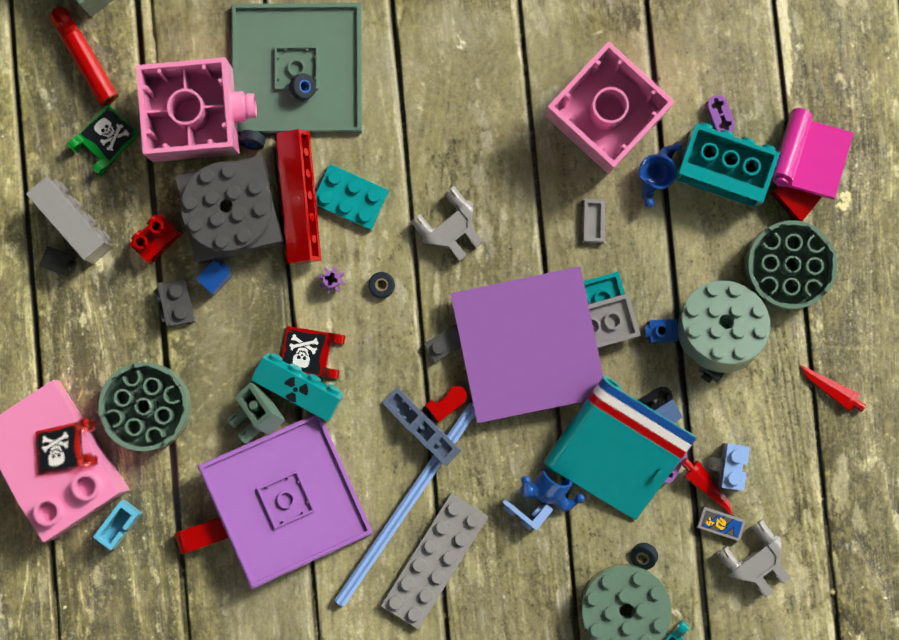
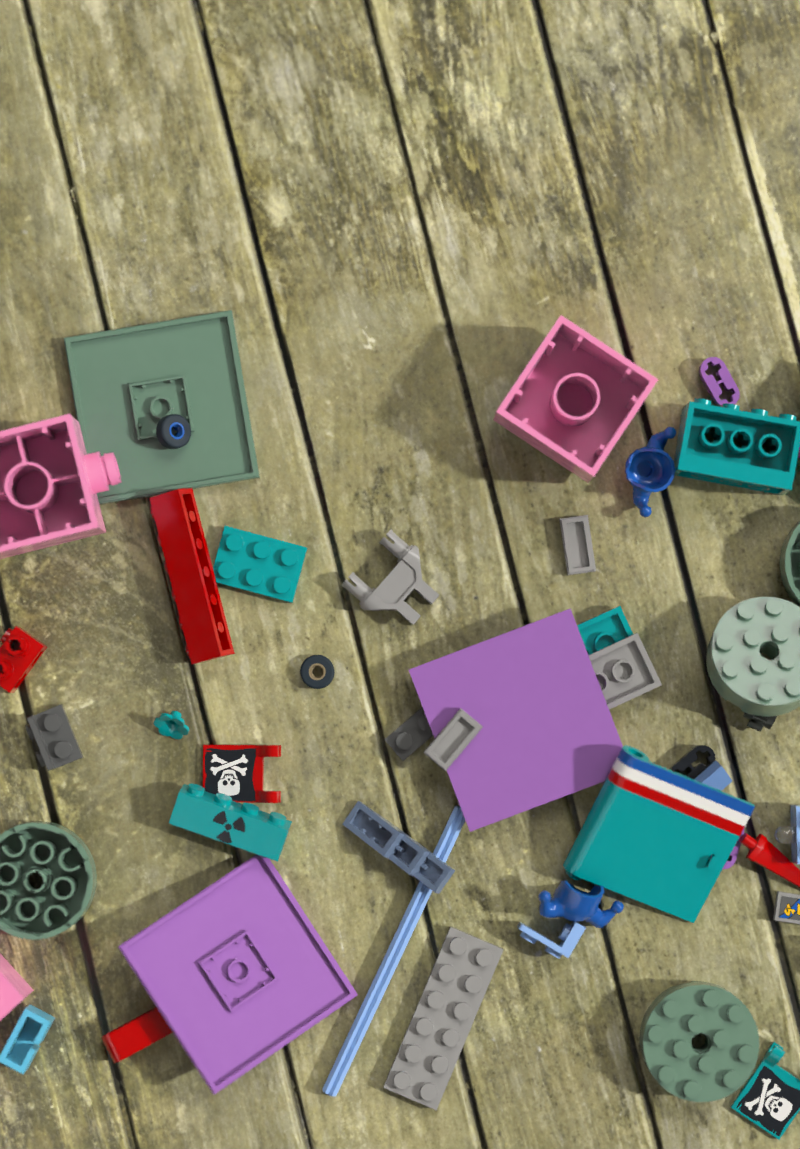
camera: 20 degrees left, 0 degrees up
(215, 276) = (99, 696): blue brick -> none
(244, 229) = (137, 612): dark grey piece -> none
(252, 139) = (119, 510): black wheel -> none
(259, 409) = (186, 860): sand green brick -> none
(265, 307) = (171, 725): none -> teal plant
(329, 274) = (246, 669): medium lavender gear -> none
(455, 398) = (428, 813): red leg -> none
(475, 351) = (453, 739): none -> light grey tile
(649, 551) = (713, 959): black wheel -> none
(670, 327) = (700, 675): blue brick -> none

